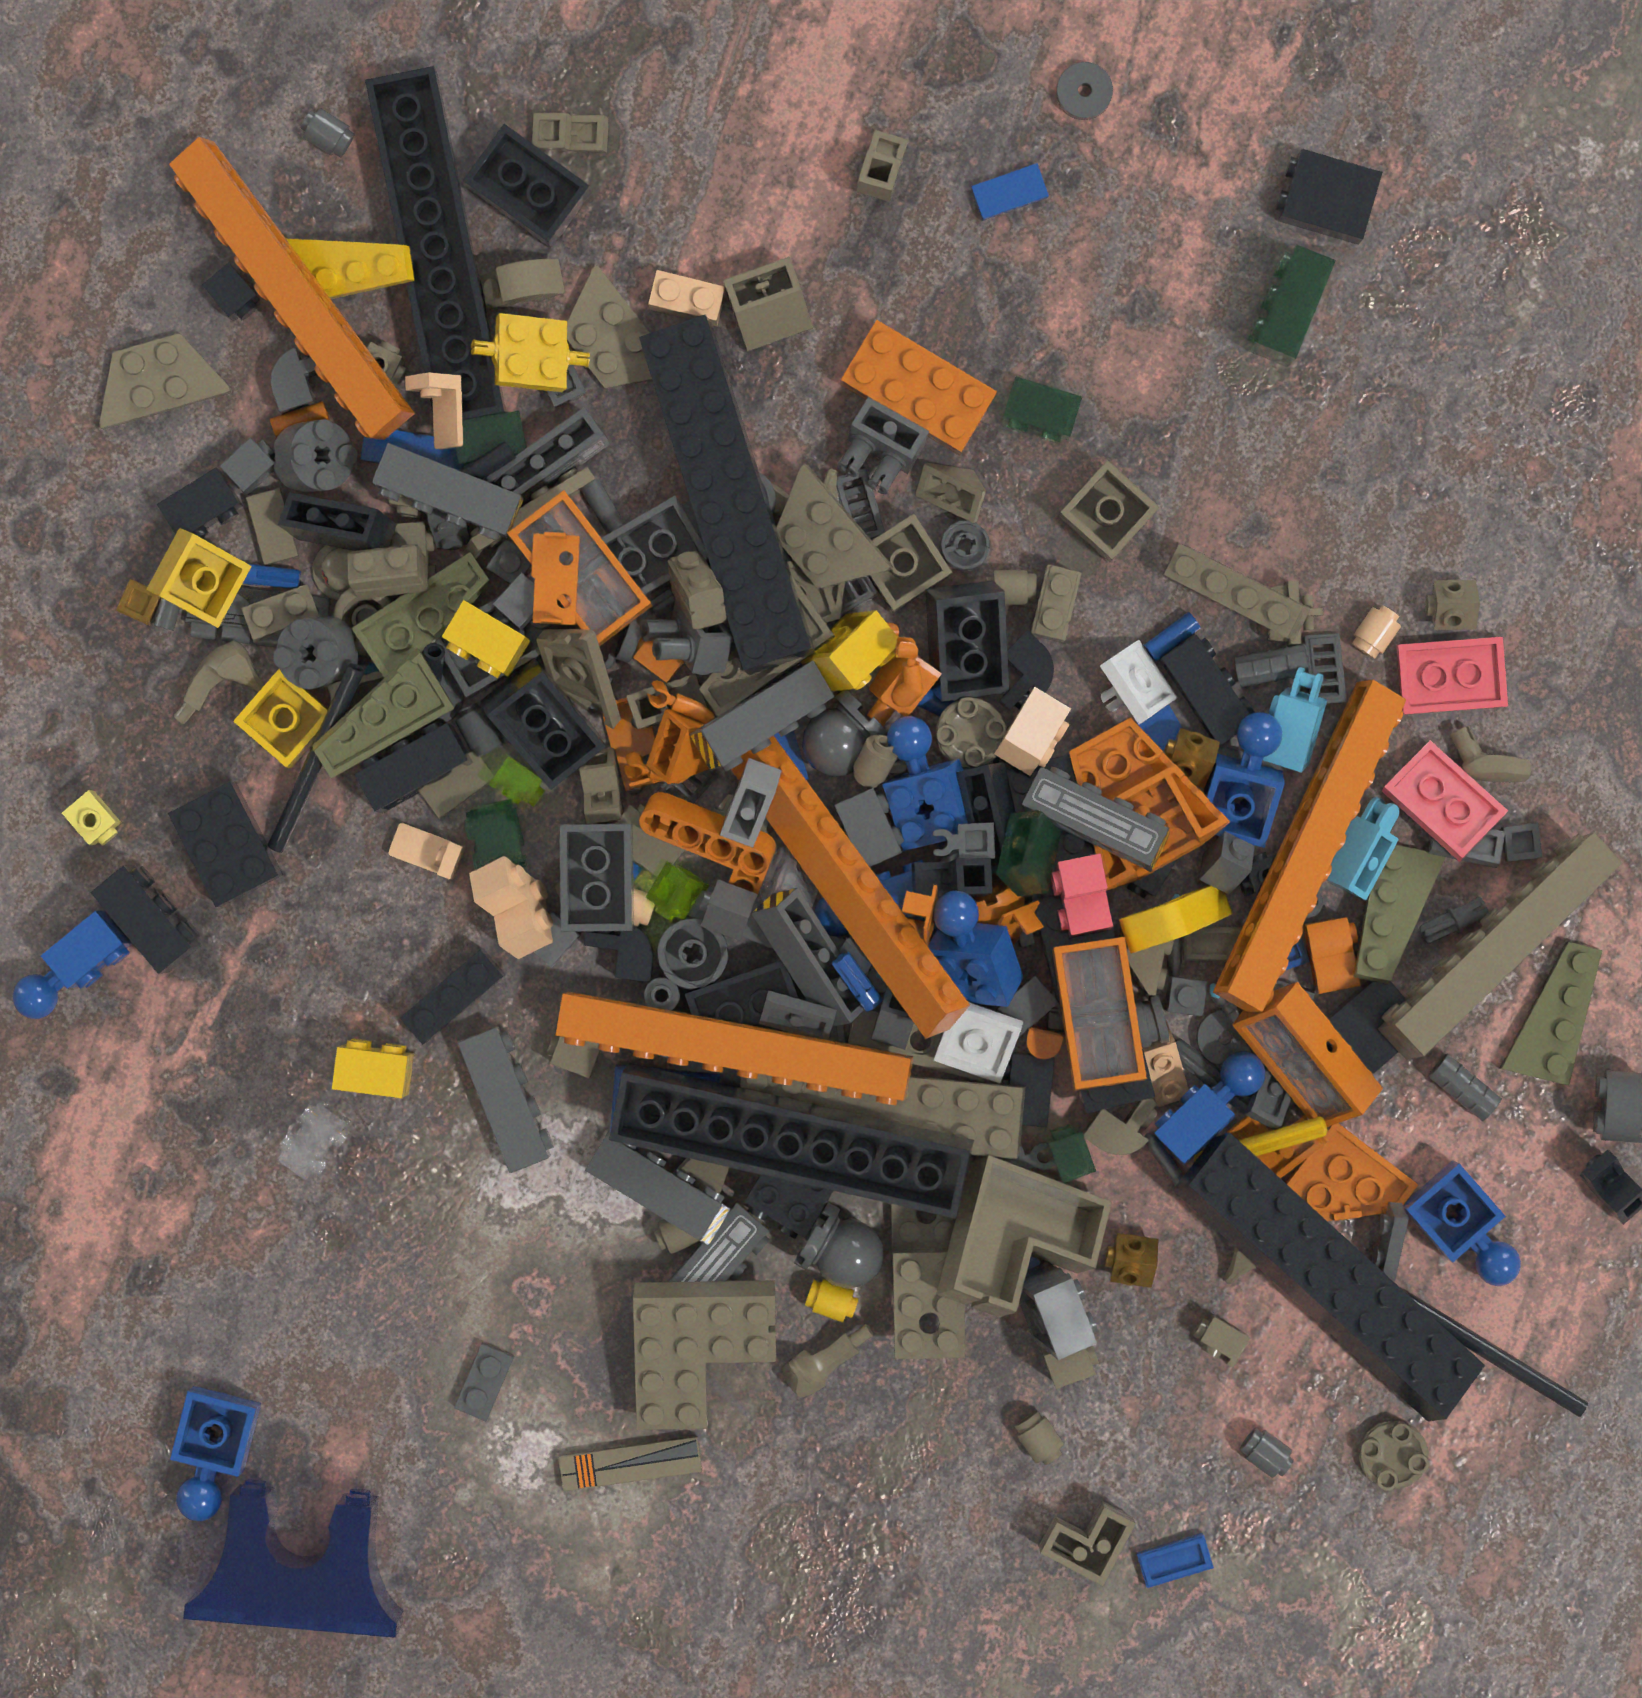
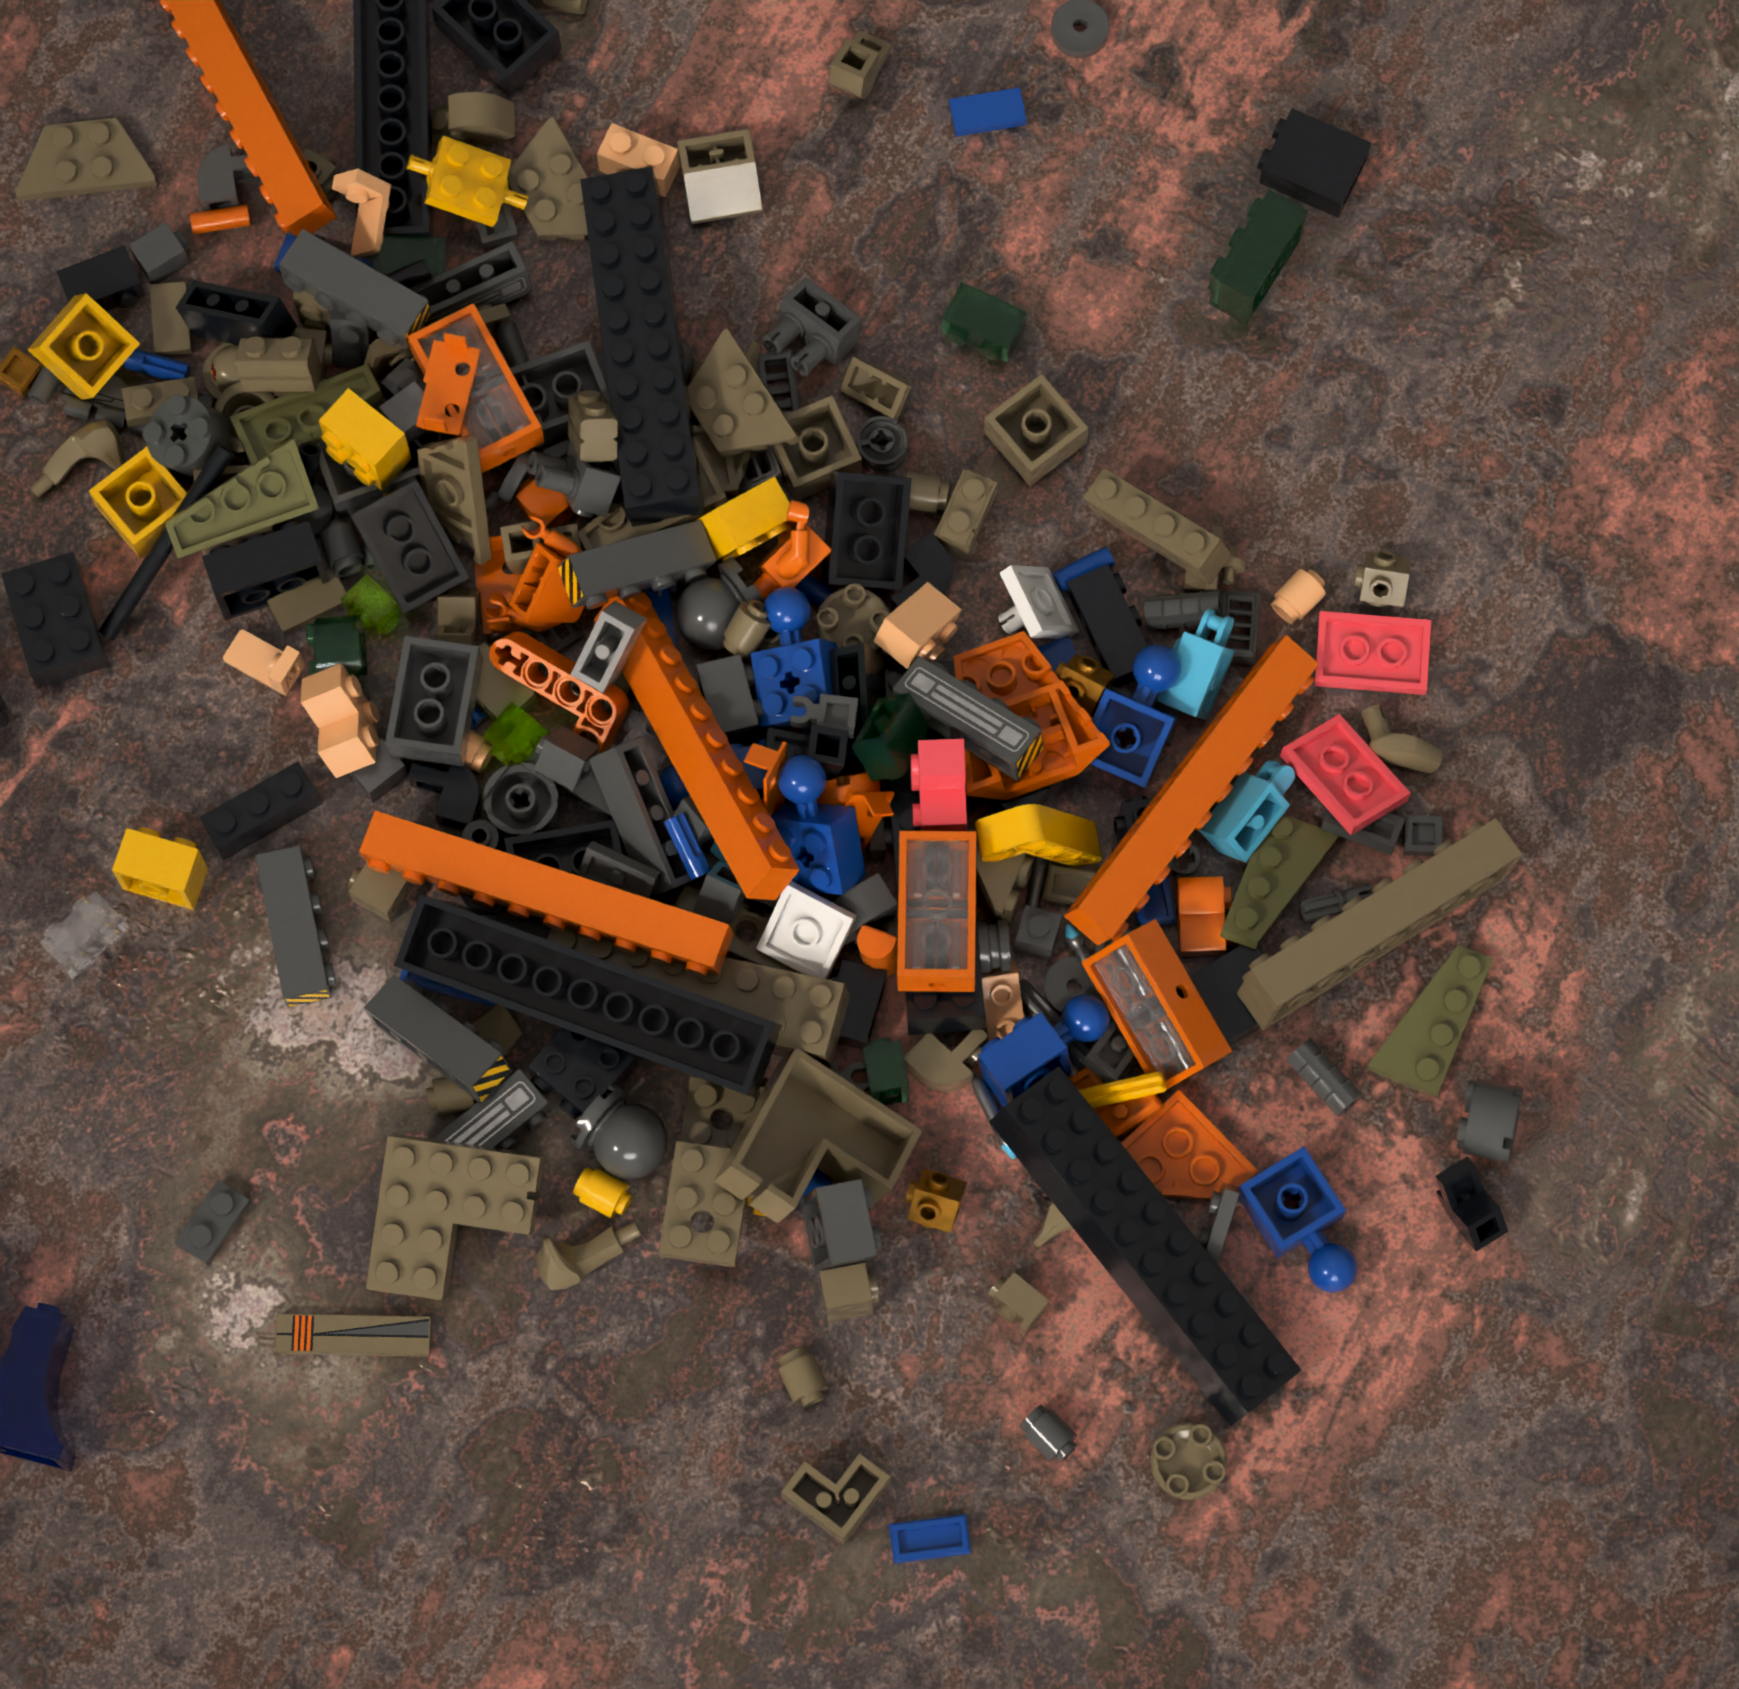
camera: 15 degrees right, 15 degrees down
(232, 293) = (176, 86): black brick -> none
(314, 456) = (226, 248): dark grey brick -> none
(354, 266) = (307, 74): yellow wing -> none
(918, 386) = (863, 278): orange brick -> none
(1227, 862) = (1102, 795): dark grey brick -> none
(1507, 1362) = (1338, 1389): black piece -> none

